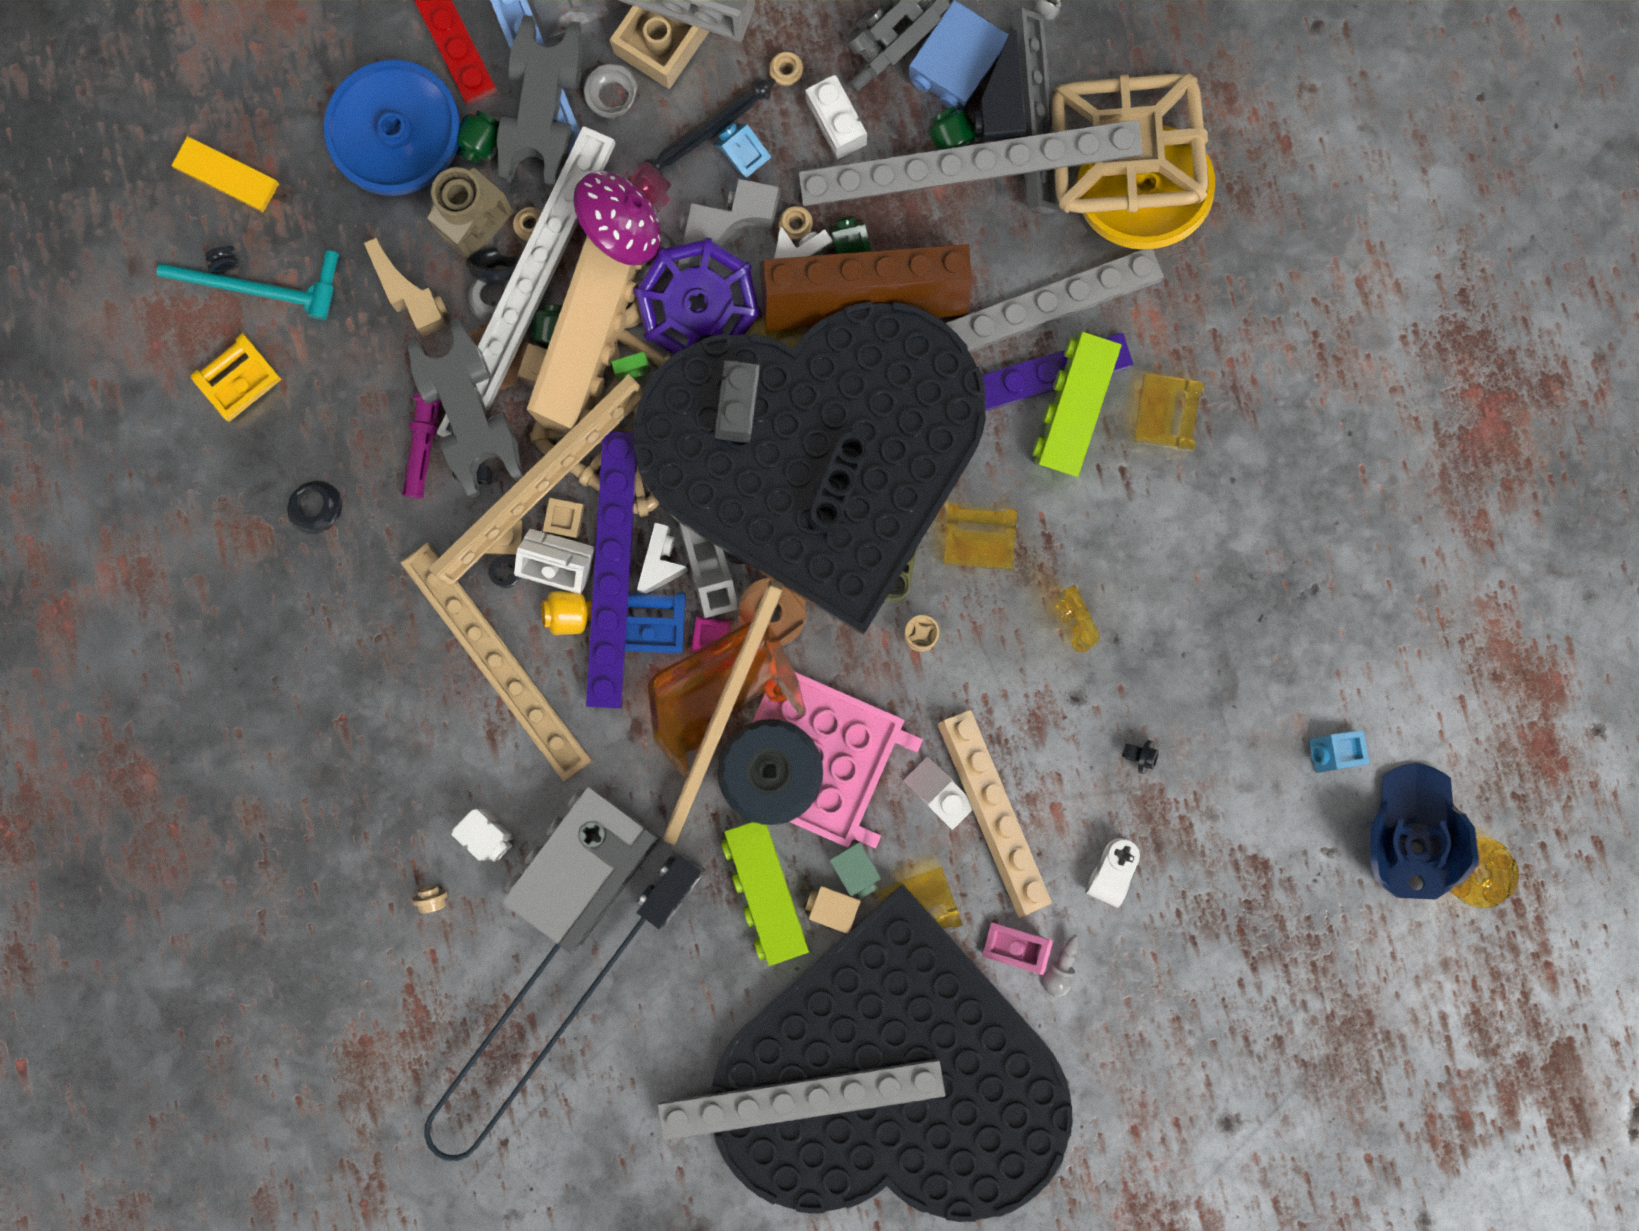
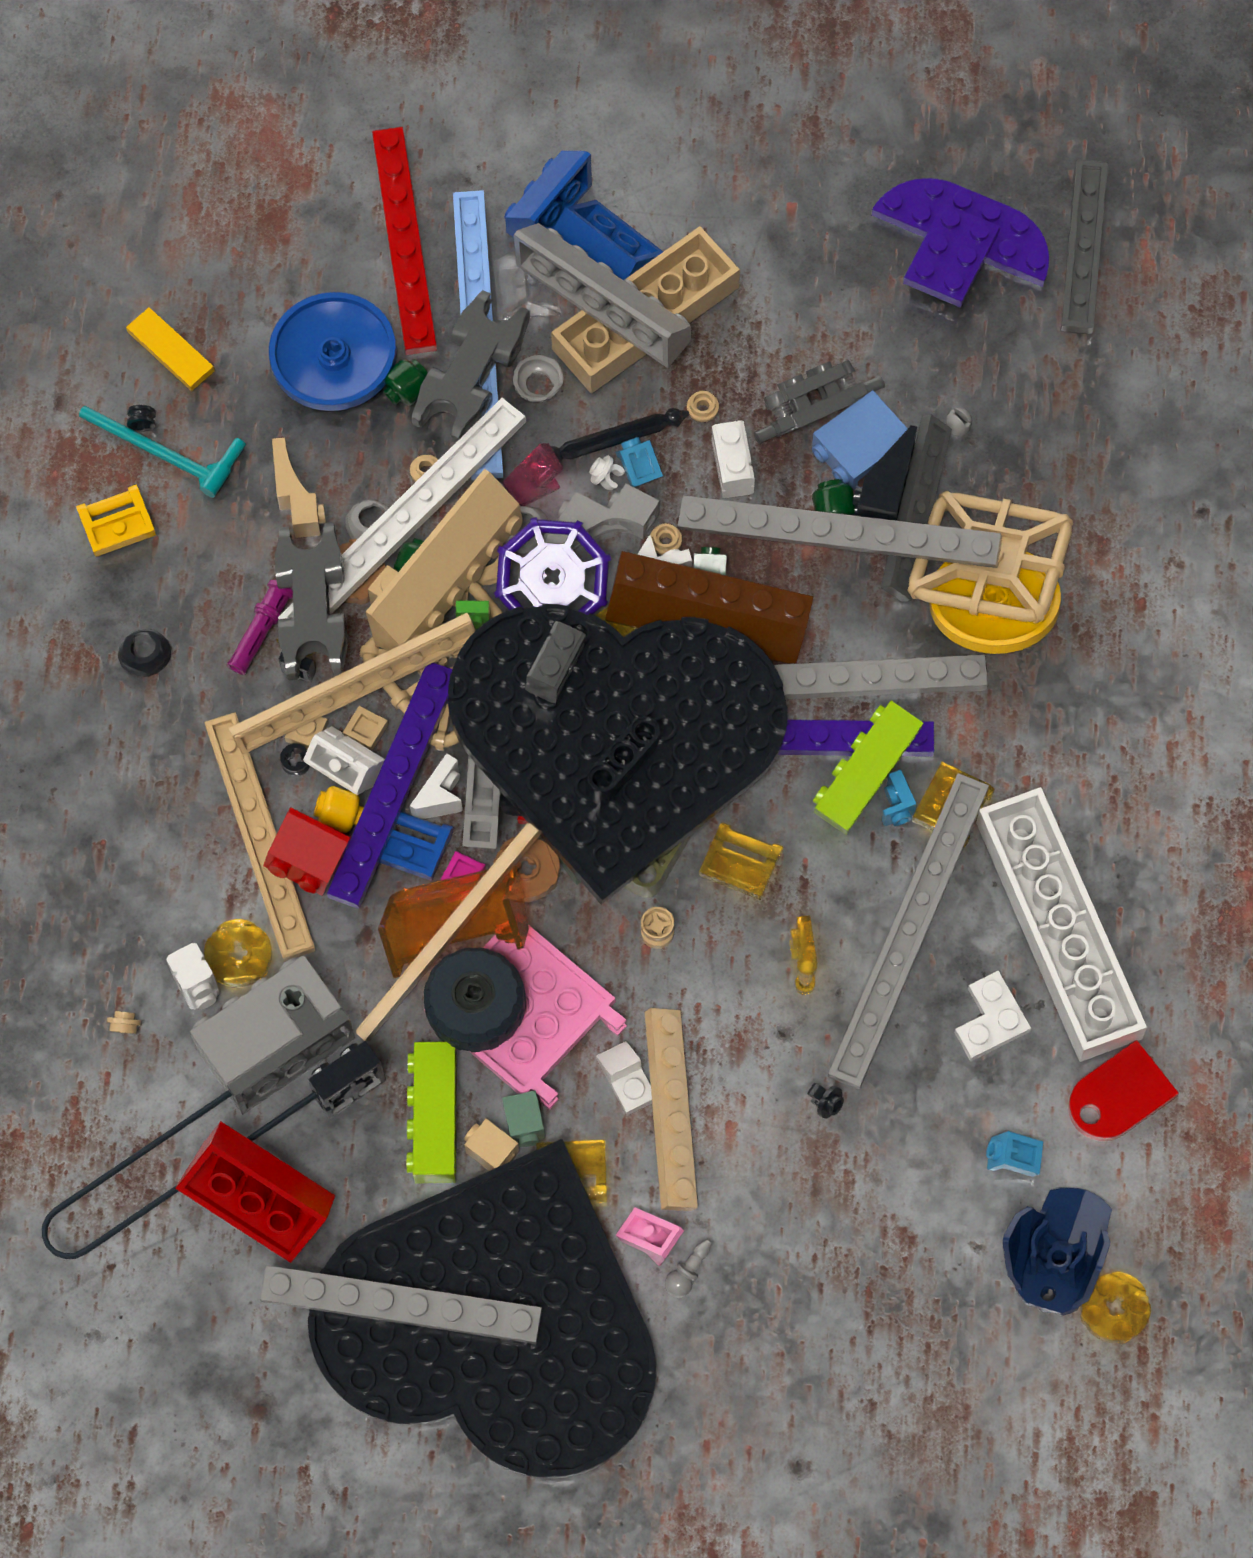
camera: 15 degrees right, 15 degrees down
(467, 209) = (373, 436): dark tan brick -> none
(483, 260) = (377, 493): black piece -> none
(499, 784) = (252, 966): none -> clear yellow plate
(551, 673) = (306, 852): none -> red slope
(617, 217) = (504, 478): magenta dish -> none
(622, 1034) = (256, 1192): none -> red slope
(707, 170) = (601, 472): none -> white plate
(1112, 880) = (760, 1200): white piece -> none
(1115, 420) = (900, 795): none -> dark azure bracket
(1169, 558) = (908, 931): none -> light grey plate
(1282, 615) = (1000, 1019): none -> white plate
(1315, 506) = (1060, 924): none -> white brick
(1422, 654) = (1122, 1093): none -> red tile

